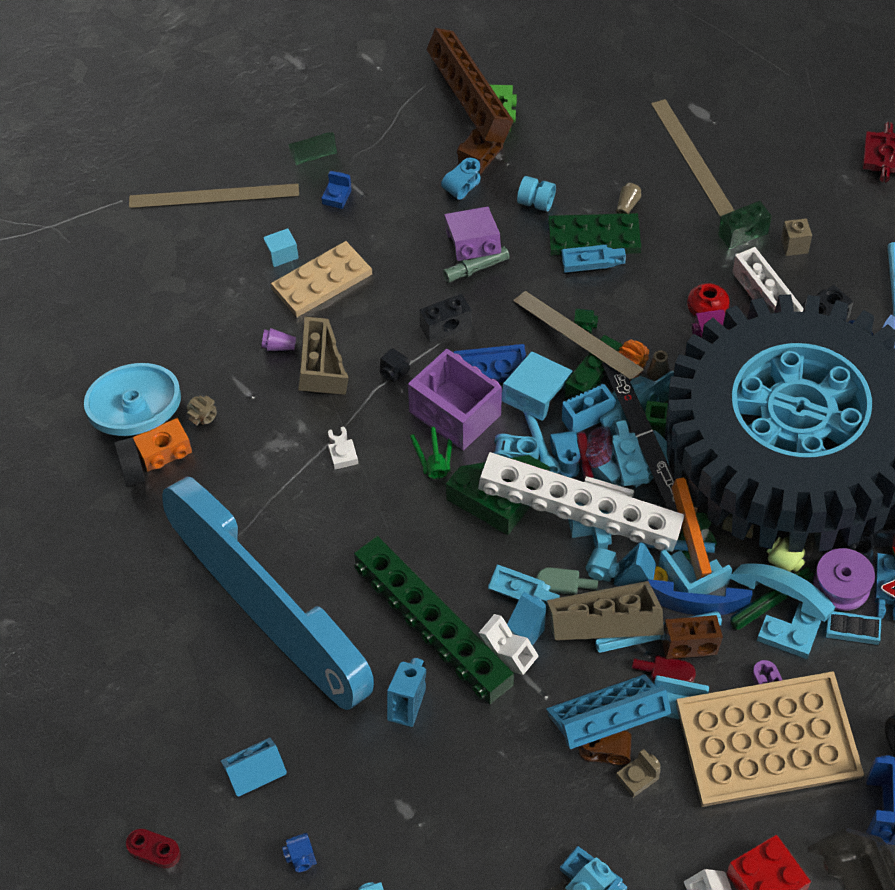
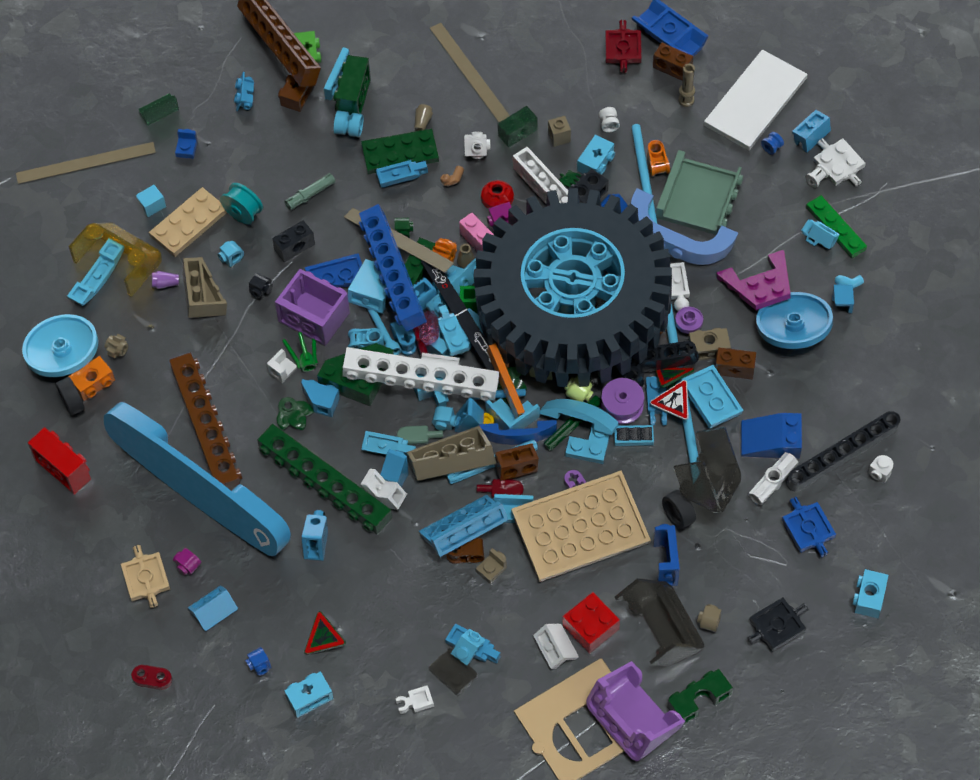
camera: 10 degrees left, 5 degrees up
(98, 539) = (60, 460): none -> red brick
(174, 709) = (145, 576): none -> tan plate
(199, 323) = (98, 274): none -> medium azure slope
(231, 698) = (186, 561): none -> magenta plate
(252, 305) = (140, 254): none -> clear yellow windscreen
(277, 448) = (187, 365): none -> reddish brown brick
(342, 450) = (231, 361): white plate -> none
(365, 322) = (230, 253): none -> medium azure plate
(389, 264) = (241, 203): none -> teal wheel
(394, 831) = (323, 636): none -> piece
(402, 467) = (280, 366): none -> white panel
(408, 531) = (295, 415): none -> dark green plate
(413, 148) = (244, 86): none -> dark azure hinge
(446, 513) = (321, 397): none -> dark azure slope
(462, 178) = (286, 119): dark azure piece -> none
(473, 233) = (303, 166): medium lavender panel -> none
(531, 137) = (332, 82): none -> medium azure tile
(549, 149) = (353, 85): none -> dark green brick
(564, 367) = (392, 267): none -> blue brick
(649, 275) = (452, 179): none -> medium nougat arm
(672, 337) = (473, 231): none -> bright pink brick
(684, 232) = (476, 151): none -> white brick
(802, 292) = (569, 178): none -> dark green piece
(840, 270) = (596, 156): none -> medium azure brick
(860, 232) = (609, 120): none -> white wheel

